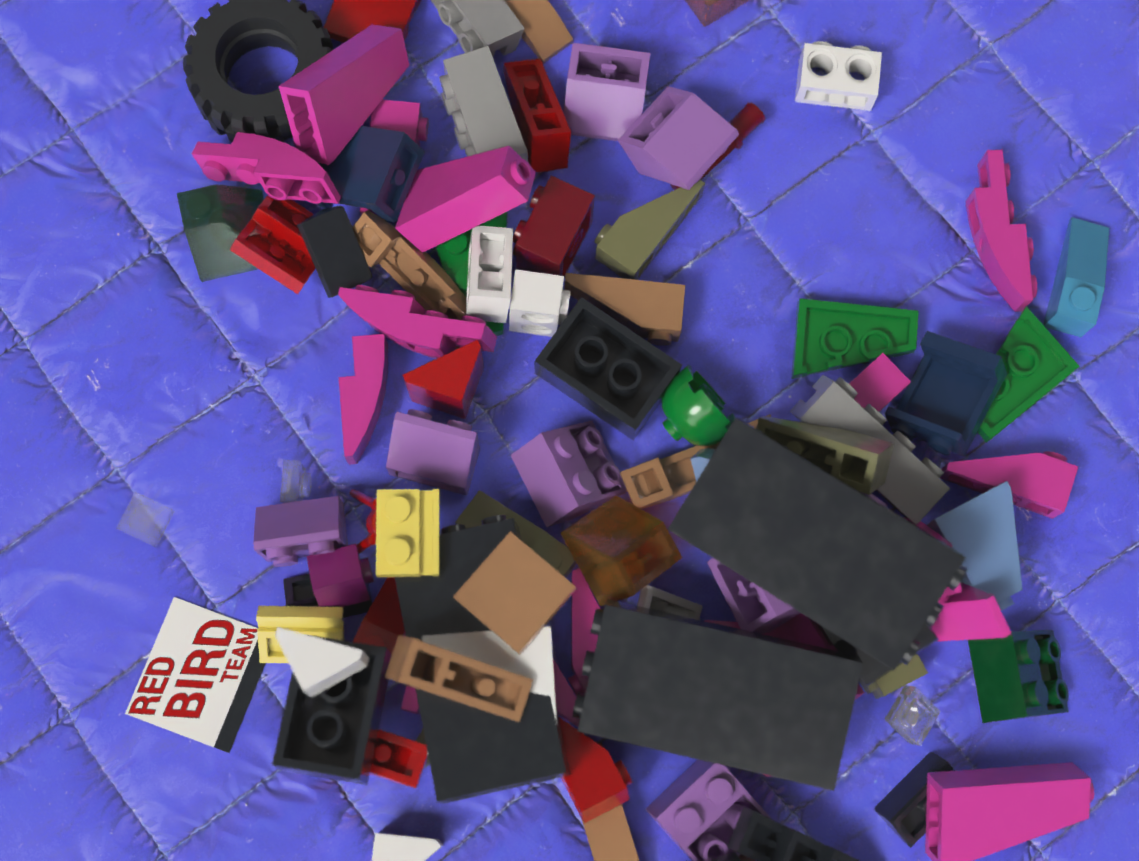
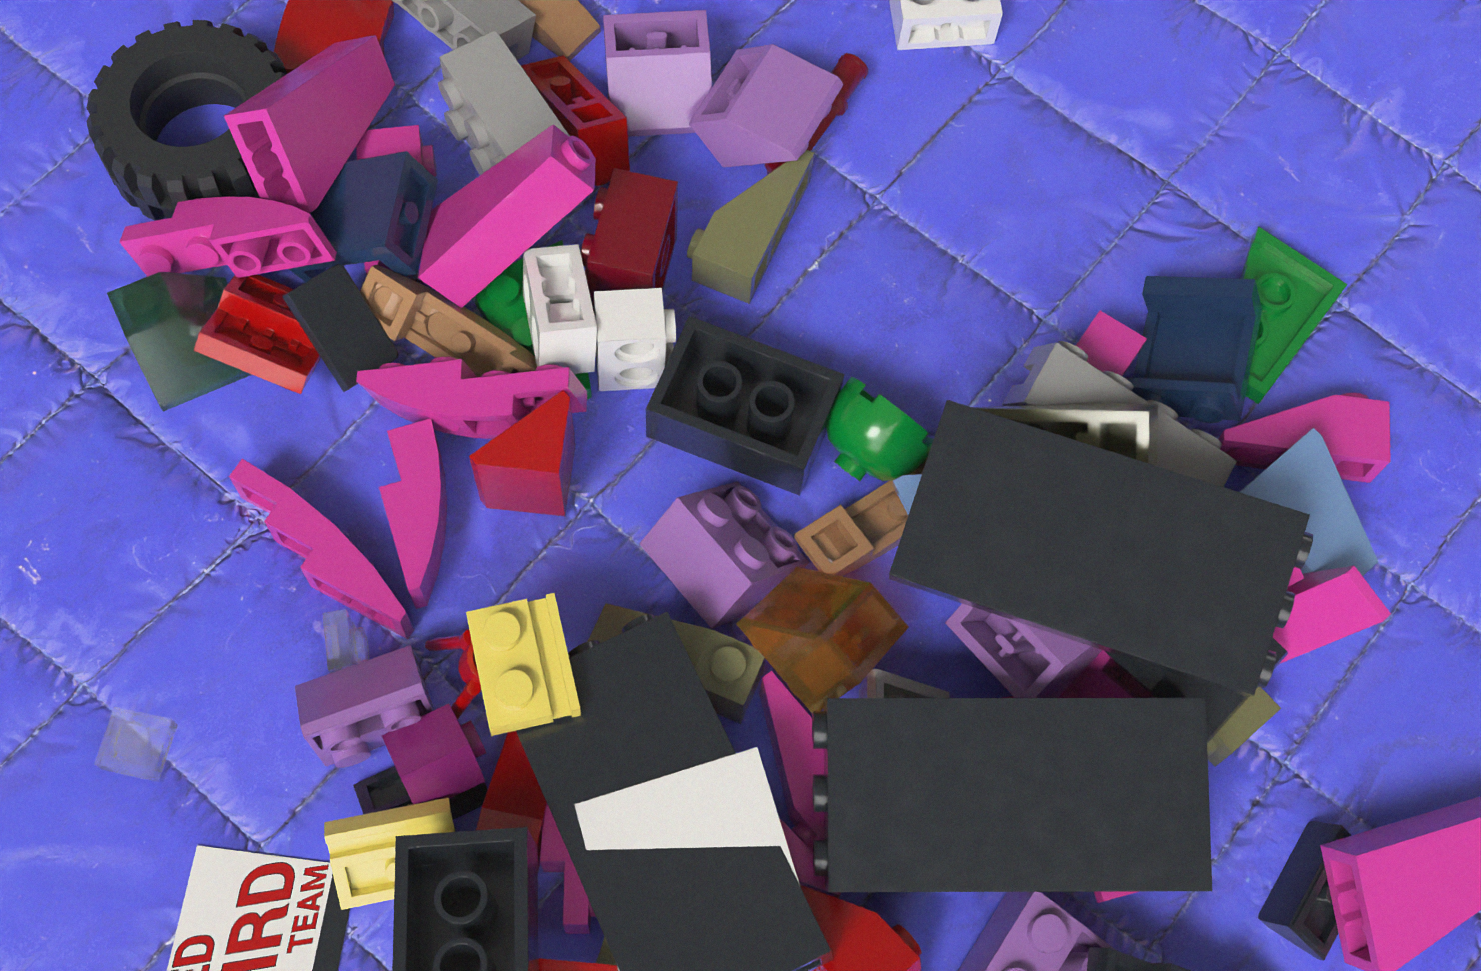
camera: 15 degrees left, 10 degrees down
(297, 419) = (331, 559): none -> dark pink slope
(318, 661) = (434, 863): white slope -> none
(433, 451) = (531, 554): medium lavender slope -> none
(458, 678) = (640, 847): medium nougat slope -> none
(515, 593) = (695, 711): medium nougat tile -> none
(642, 306) = (778, 314): medium nougat slope -> none
(849, 335) = (1044, 305): green wing -> none
(912, 715) = (1274, 774): clear plate -> none
(1000, 244) = (1199, 160): dark pink slope -> none
(1018, 676) = (1395, 688): dark green slope -> none
(1079, 279) = (1312, 187): dark azure slope -> none

